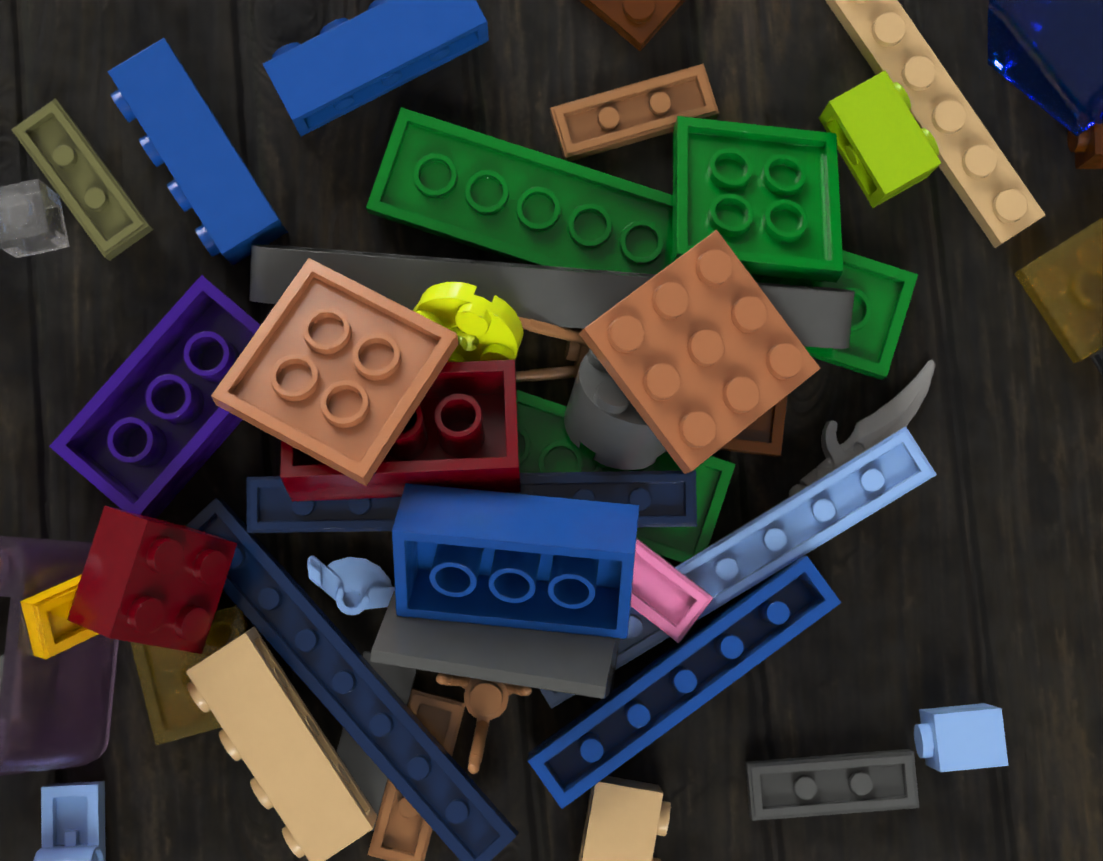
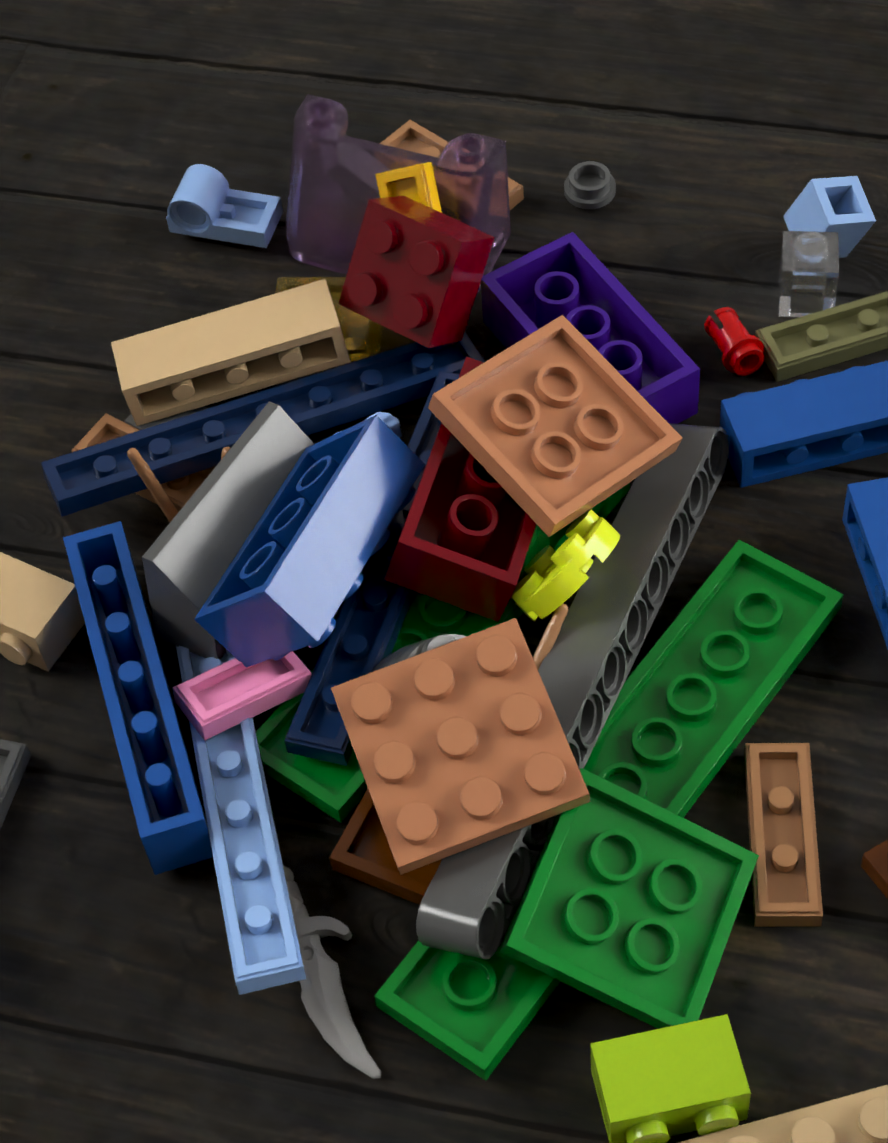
camera: 120 degrees right, 30 degrees down
(124, 272) = (740, 350): none -> red pin

